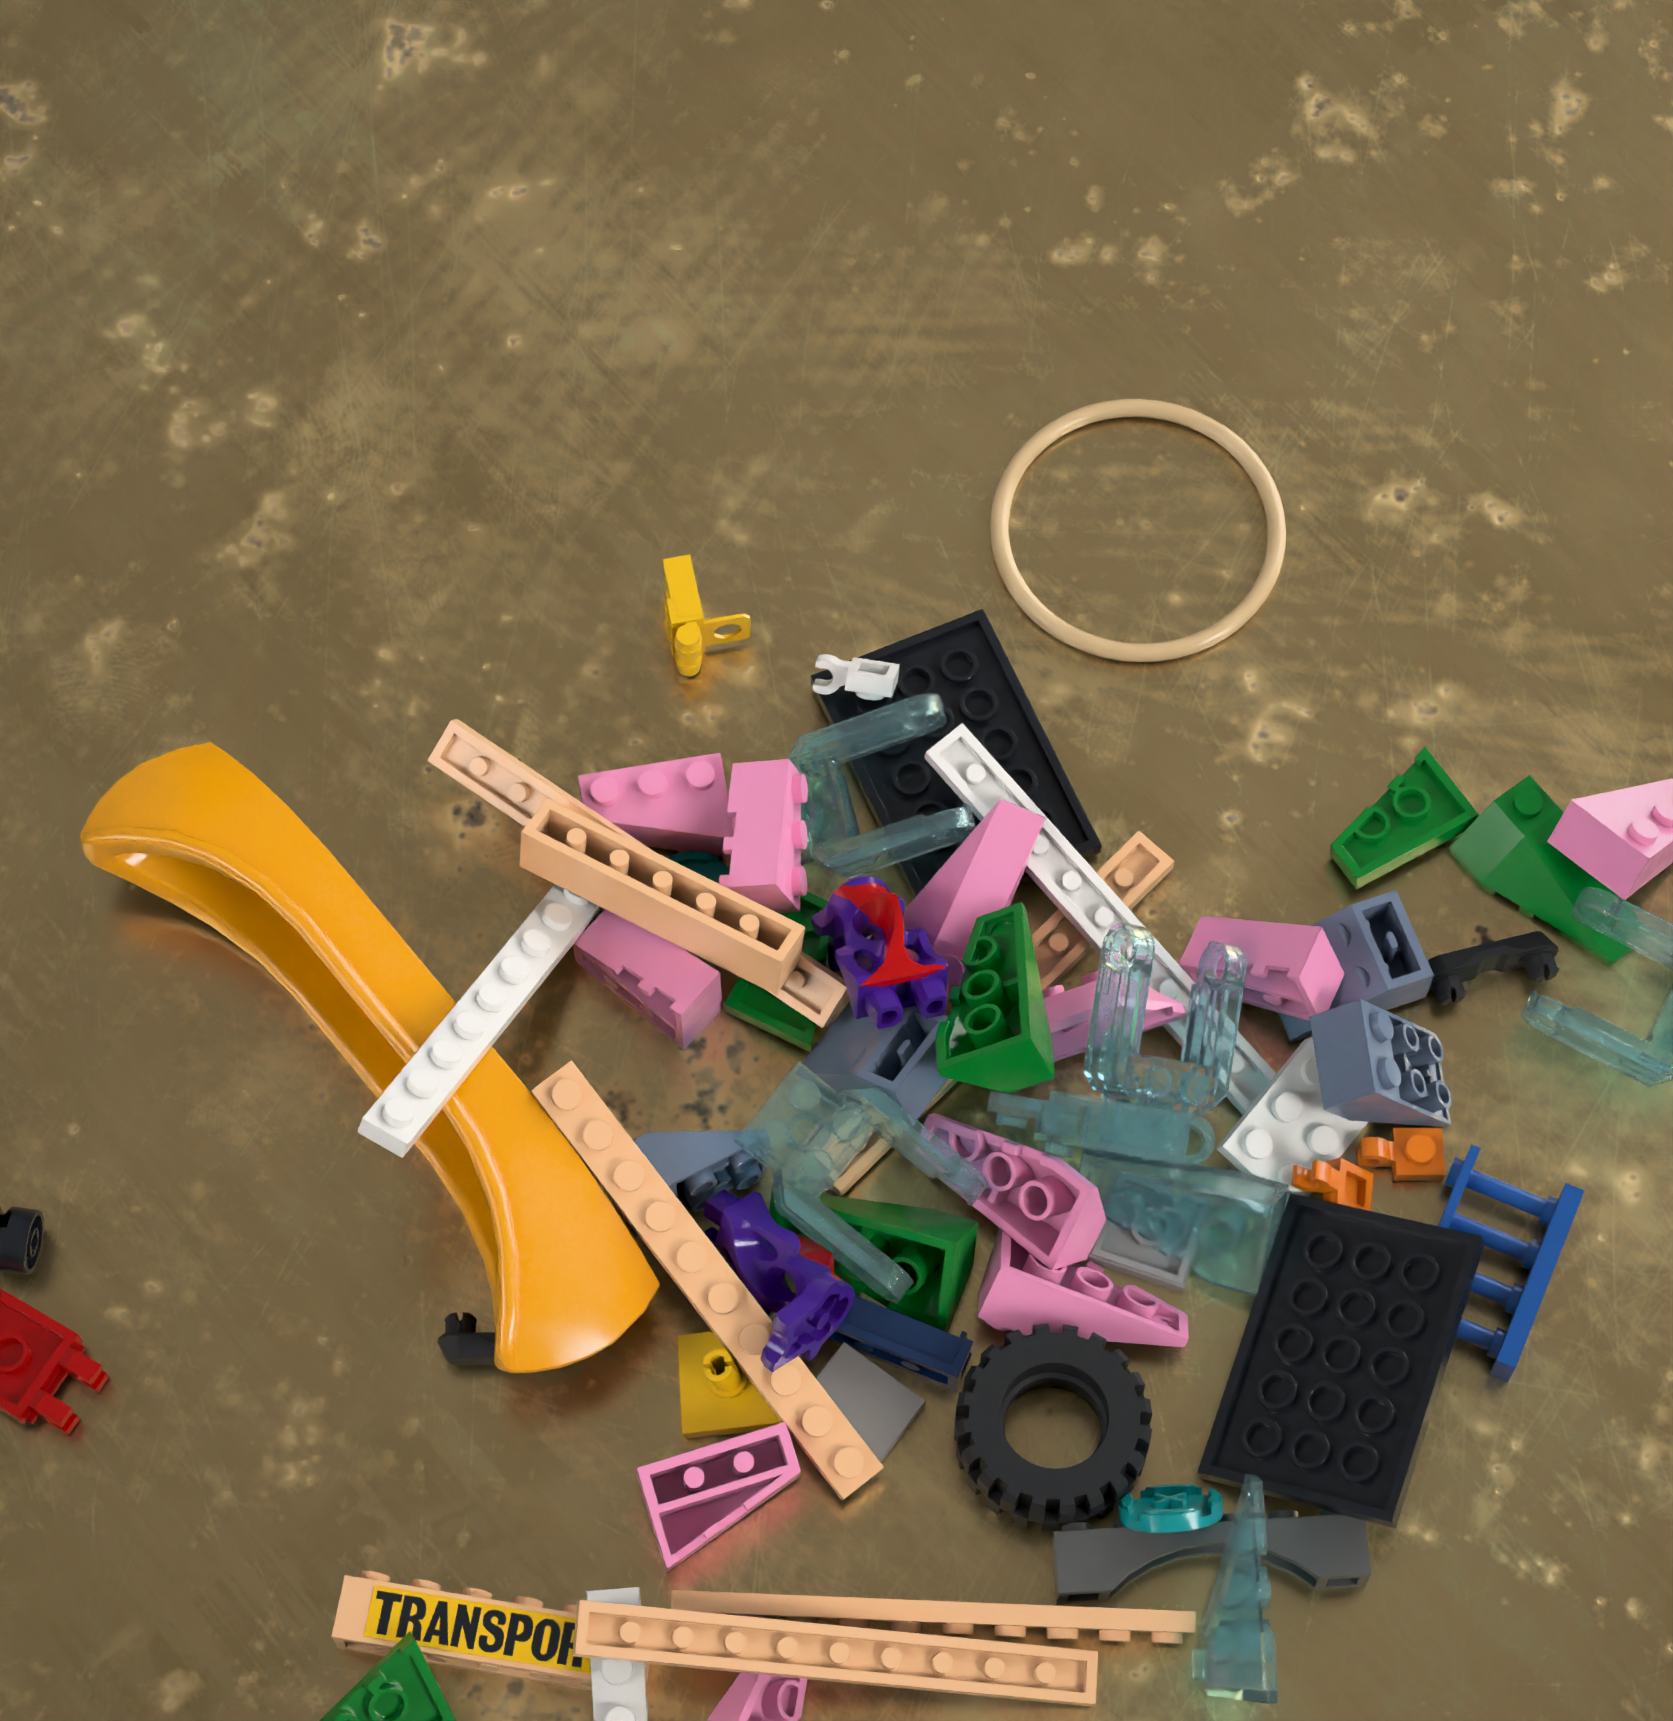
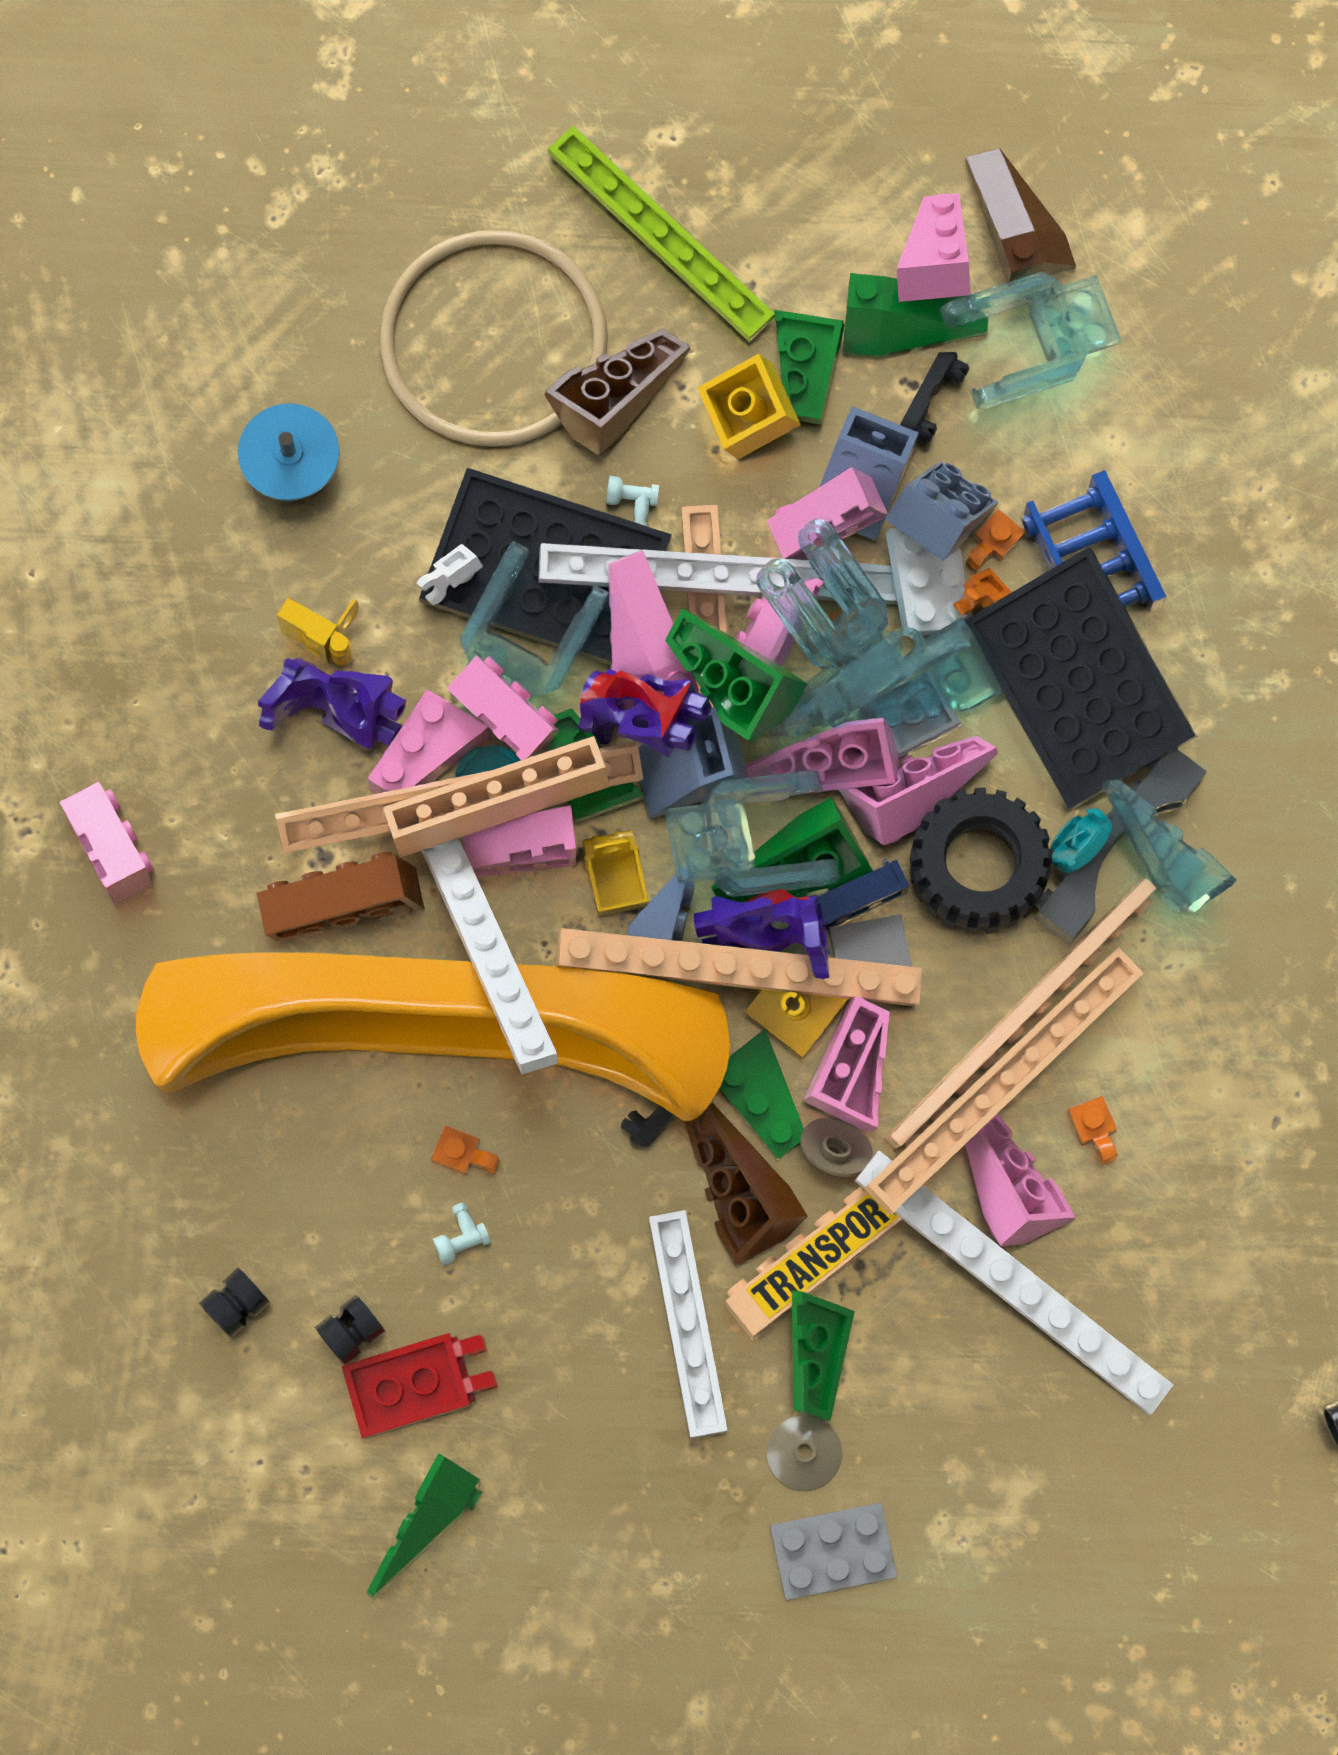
camera: 50 degrees left, 10 degrees up
(205, 1274) = (471, 1236): none -> light aqua piece
(283, 1190) = (460, 1151): none -> orange plate
(292, 1565) = (688, 1324): none -> white plate
(302, 613) = (108, 842): none -> bright pink wedge
(440, 856) = (339, 896): none -> dark orange wedge
(488, 1508) = (748, 1194): none -> reddish brown wedge
(605, 1425) = (761, 1096): none -> green wing
(626, 1539) = (836, 1147): none -> dark tan dish
(647, 699) = (355, 702): none -> dark purple hips
(707, 1086) = (615, 872): none -> yellow piece
(836, 441) = (288, 452): none -> dark azure piece
(1116, 790) = (643, 497): none -> light aqua piece
(1181, 673) = (608, 395): none -> reddish brown wedge
(1299, 800) = (748, 406): none -> yellow brick
(1393, 586) = (661, 233): none -> lime plate

